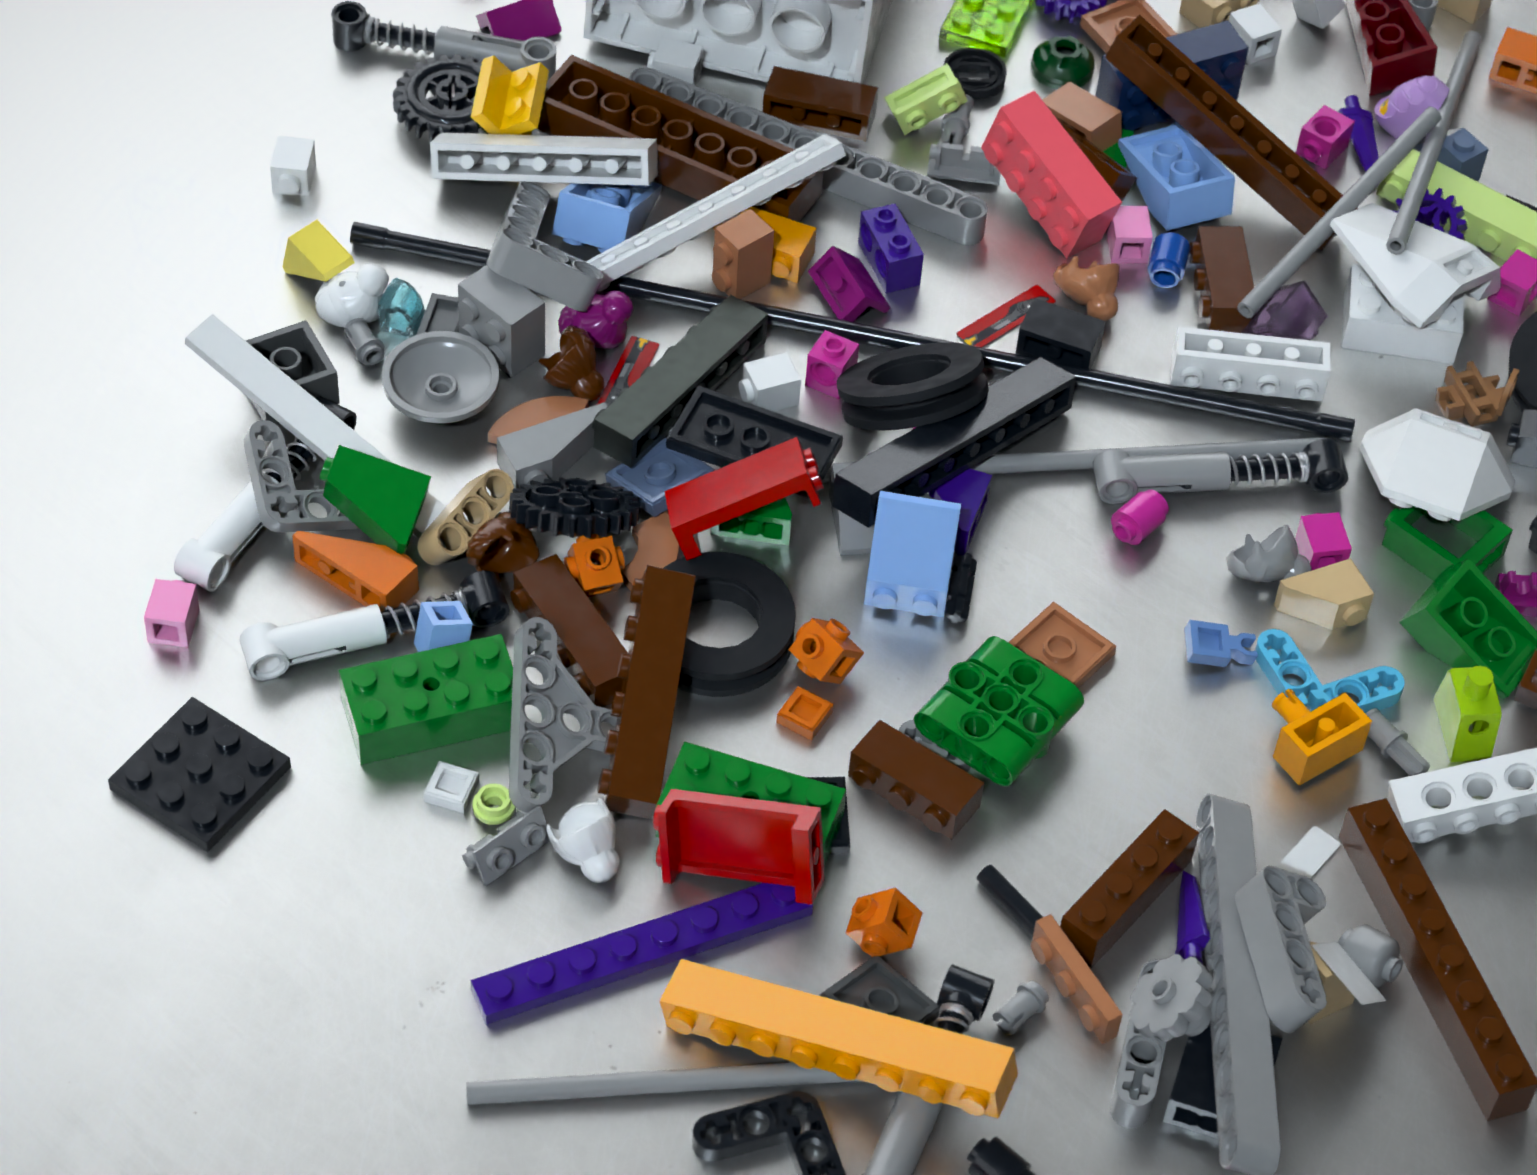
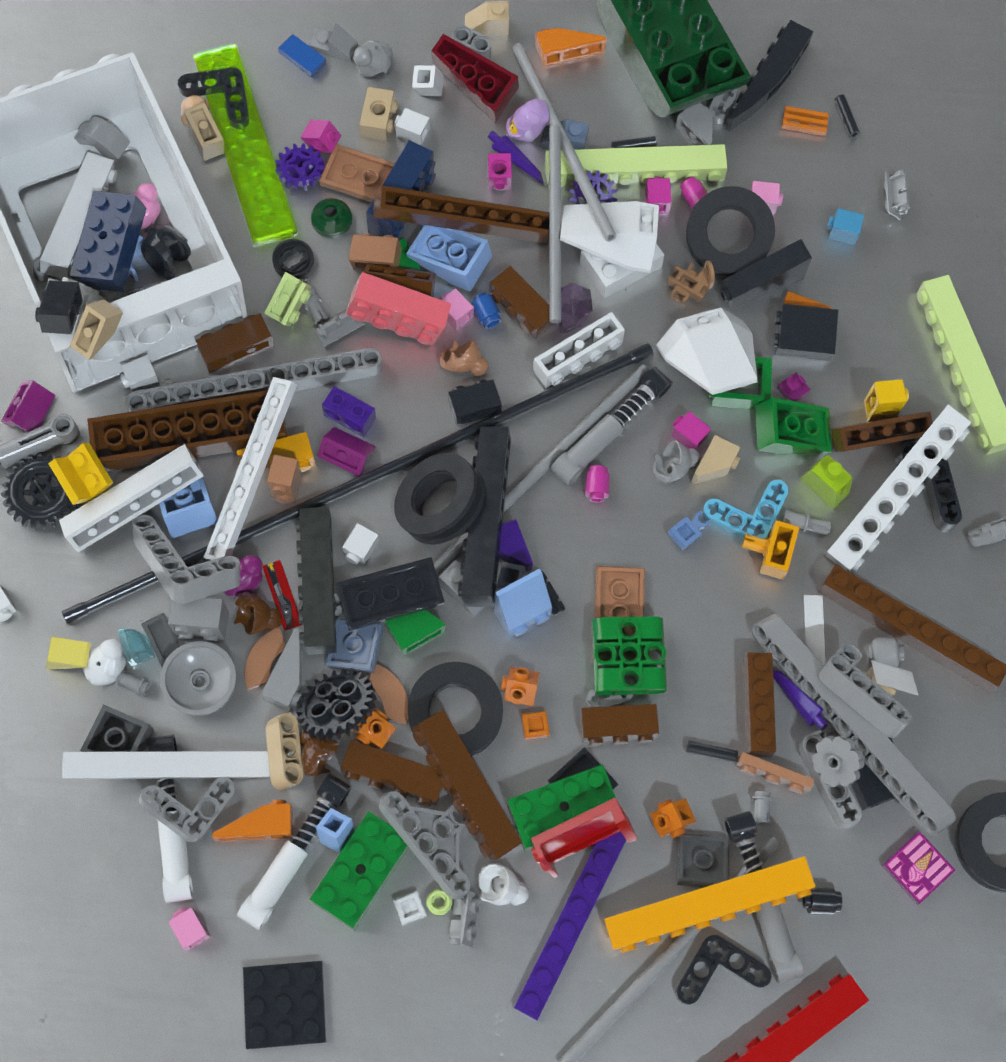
camera: 40 degrees left, 20 degrees up
(375, 495) = (236, 782): green slope -> none
(739, 490) = (416, 635): red panel -> none
(828, 361) = (381, 509): dark pink brick -> none
(1002, 318) = (434, 406): red sticker -> none

